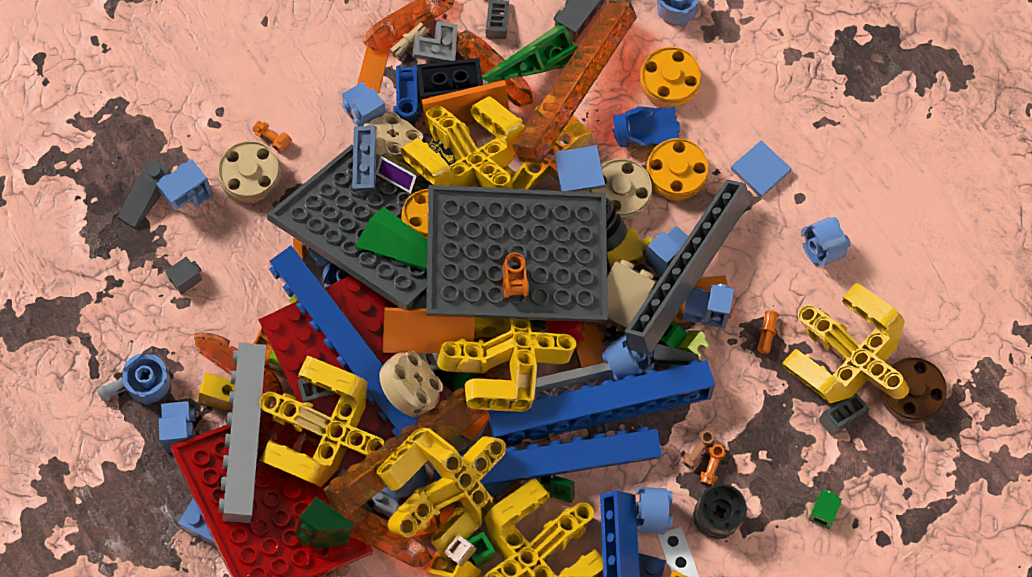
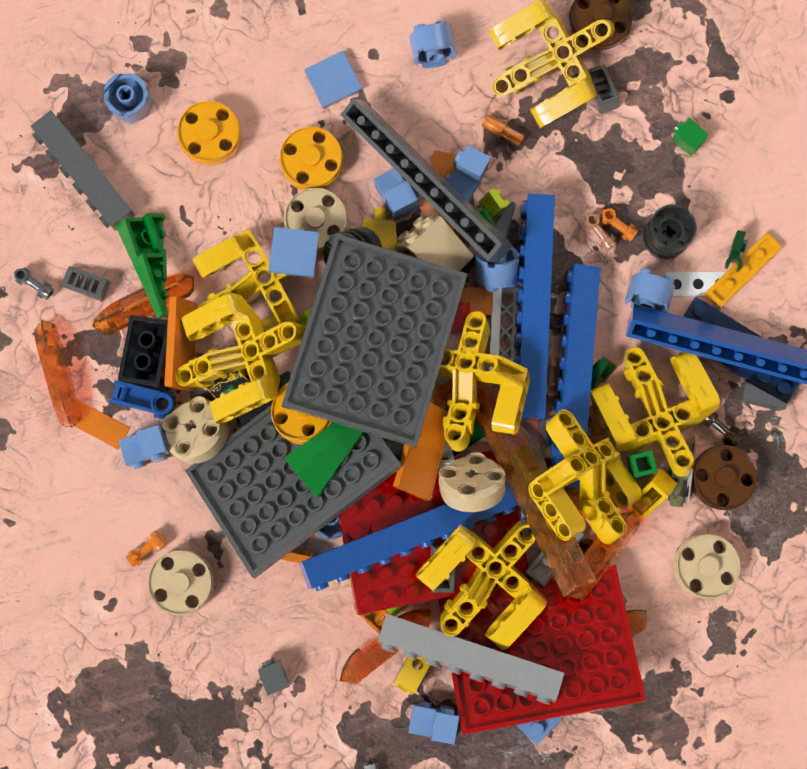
camera: 75 degrees left, 15 degrees up
(143, 194) = (171, 695): dark grey slope -> none
(147, 390) = (370, 753): medium blue brick -> none
(185, 185) = (181, 654): medium blue brick -> none
(323, 526) = (588, 608): dark green slope -> none
(364, 158) = (215, 461): sand blue plate -> none
(397, 173) = (239, 433): tile -> none
(408, 40) = (82, 380): tan pin -> none
(438, 49) = (102, 349): light grey plate -> none
(459, 550) = (644, 482): tile -> none
(514, 280) = (407, 349): orange piece -> none
(574, 82) = (192, 226): clear orange brick -> none
(645, 126) = (257, 174): blue hair -> none

